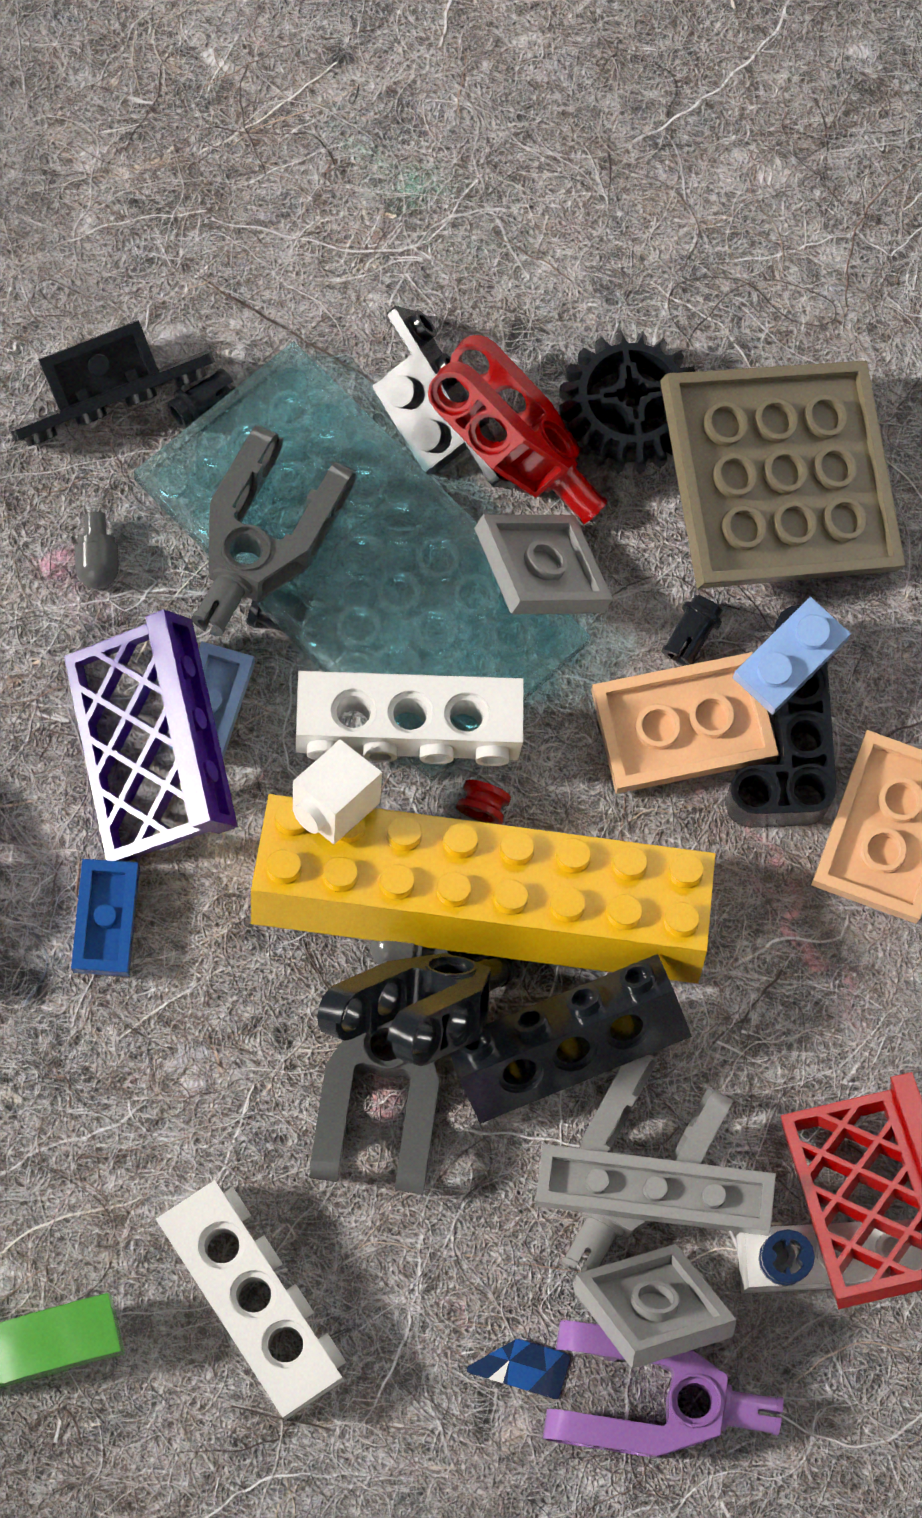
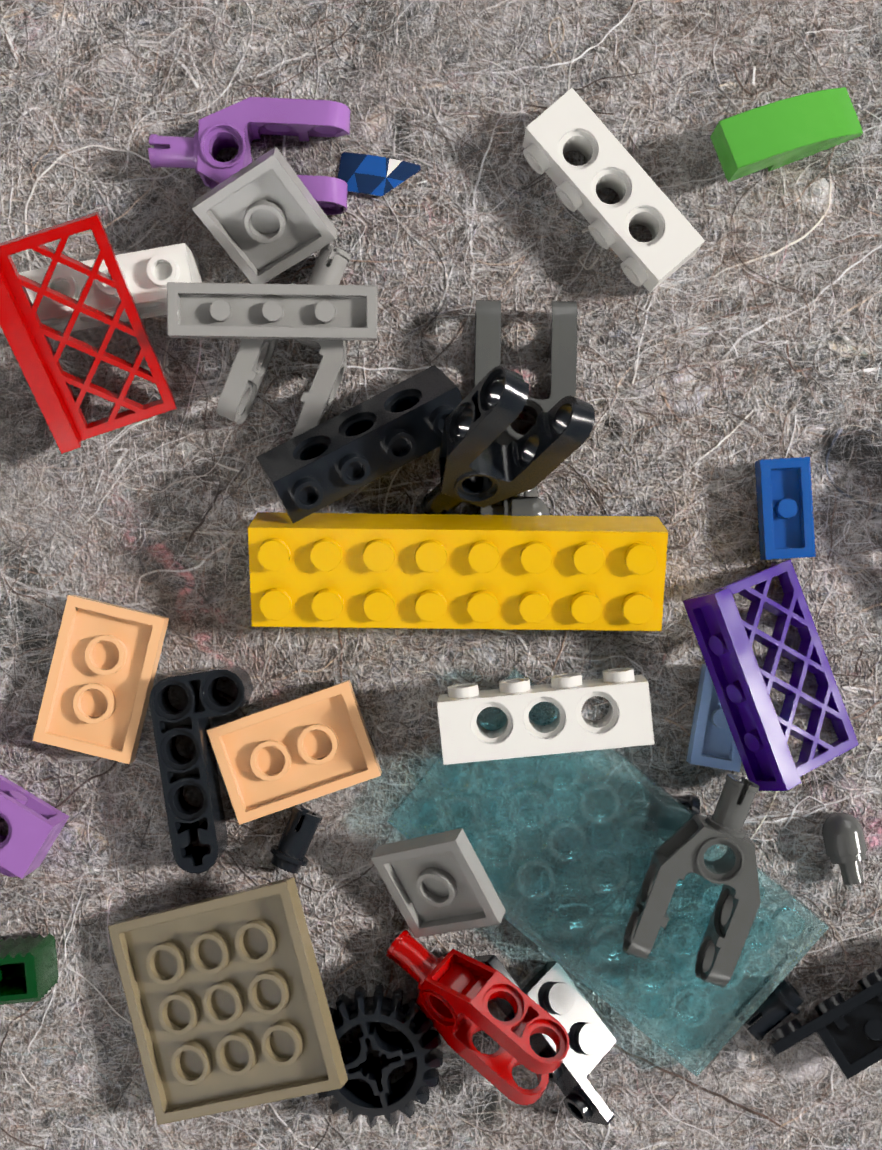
camera: 170 degrees right, 15 degrees up
(336, 792) = (604, 631): white brick -> none
(483, 802) = (465, 655): red bush -> none
(791, 655) = (199, 822): light blue plate -> none
(804, 1259) = (135, 267): dark blue bush -> none

